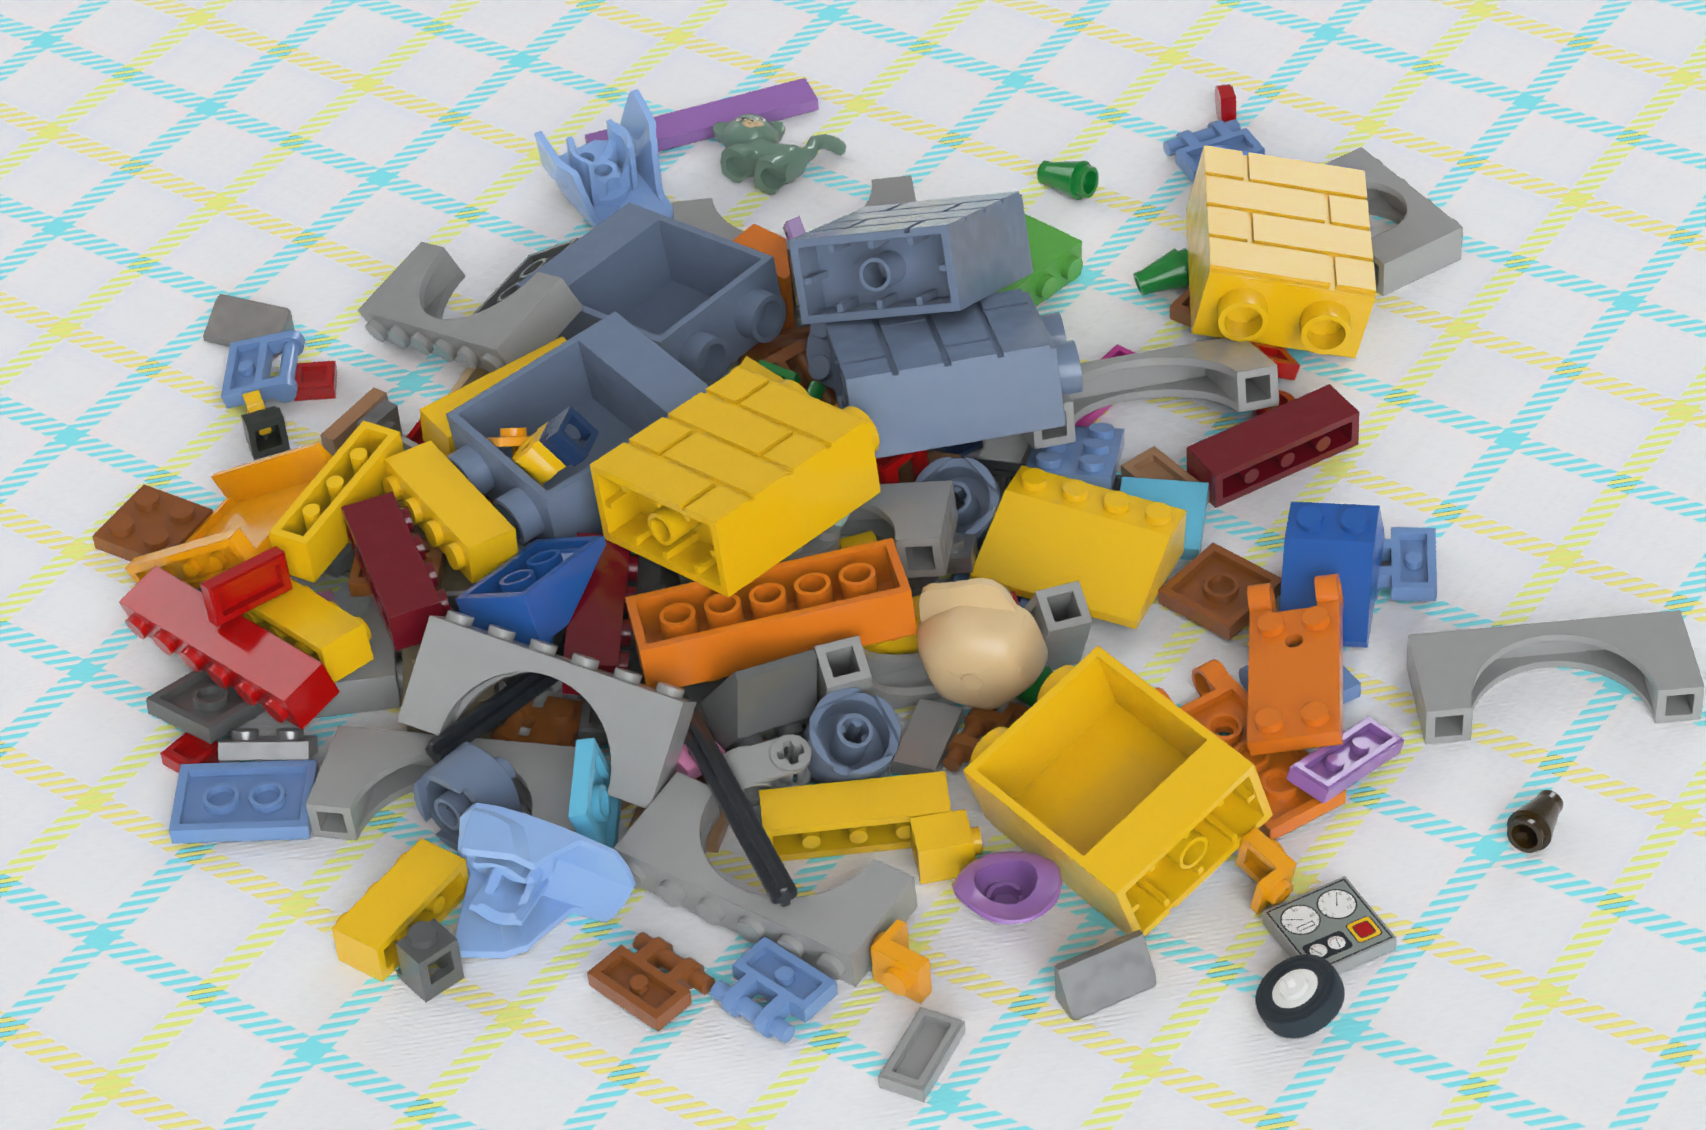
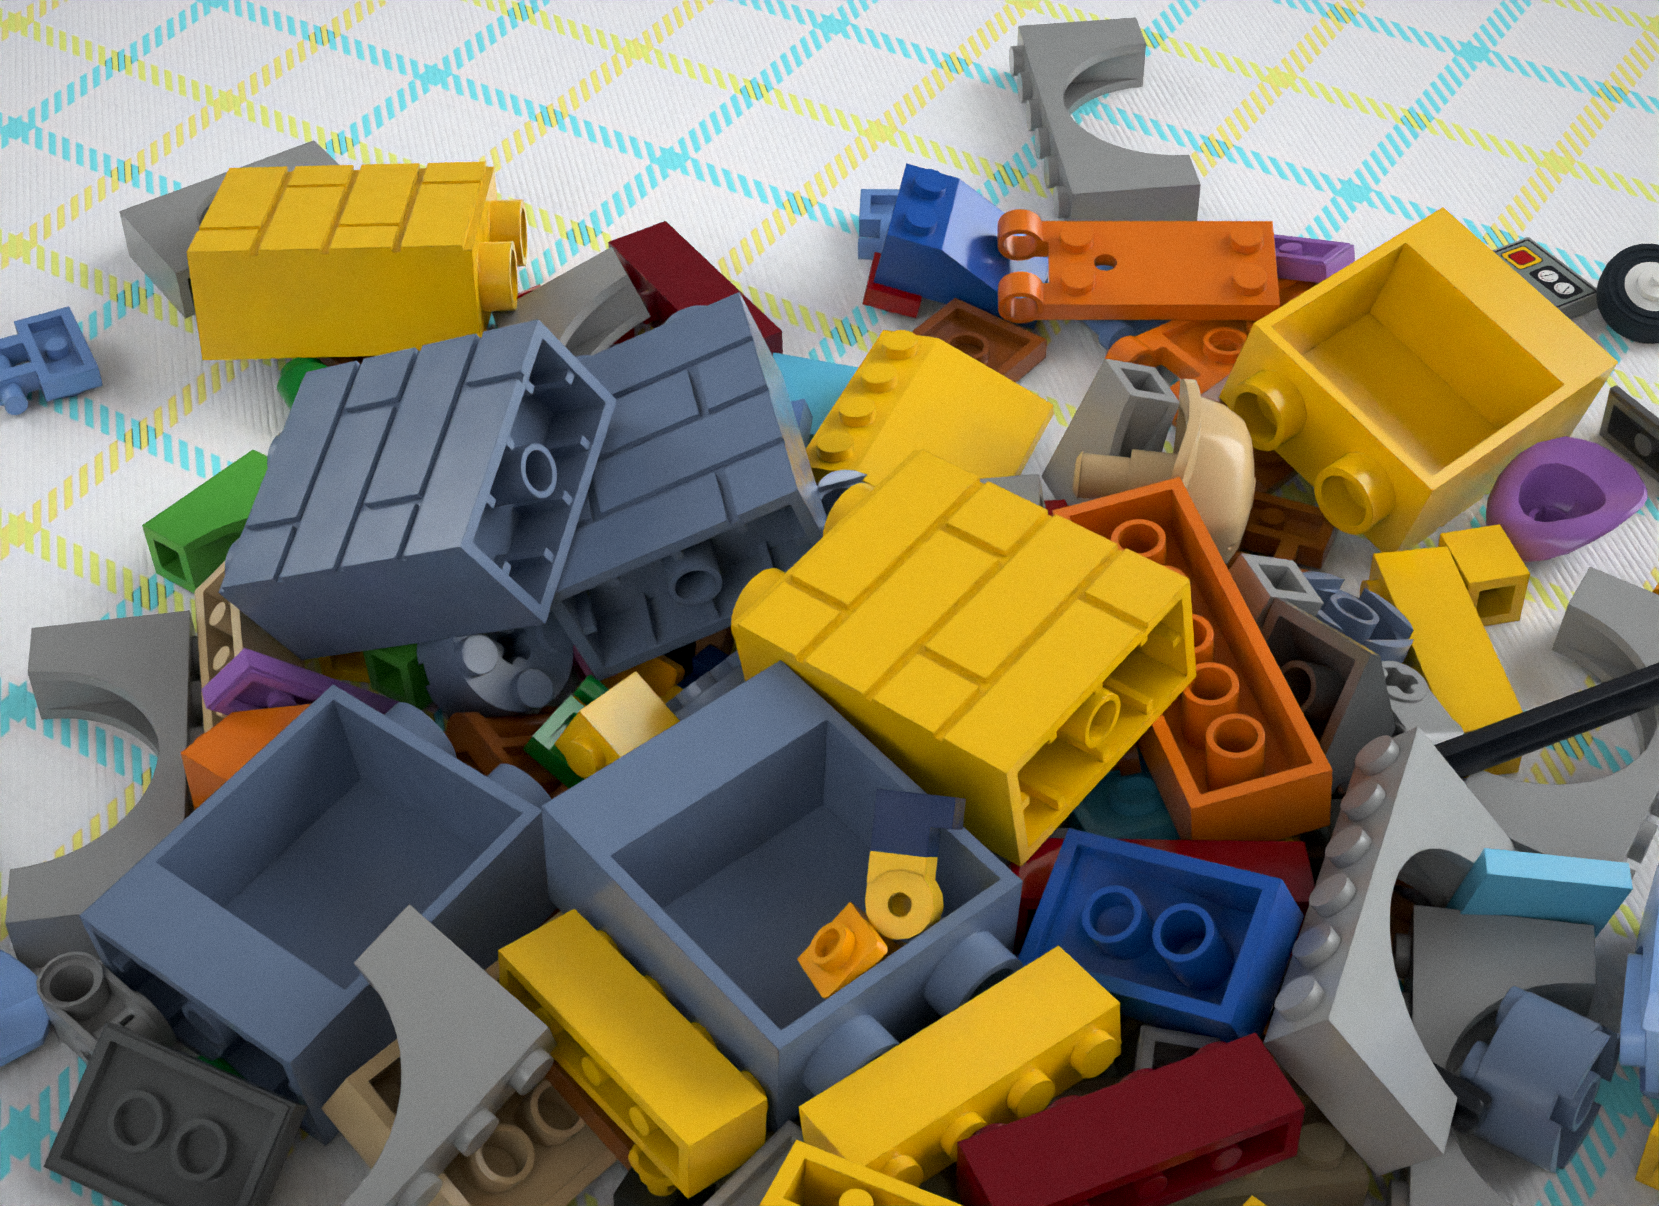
camera: 95 degrees left, 0 degrees up
(1072, 178) = (58, 490): green cone -> none
(1534, 823) = (1329, 145): dark brown cone -> none

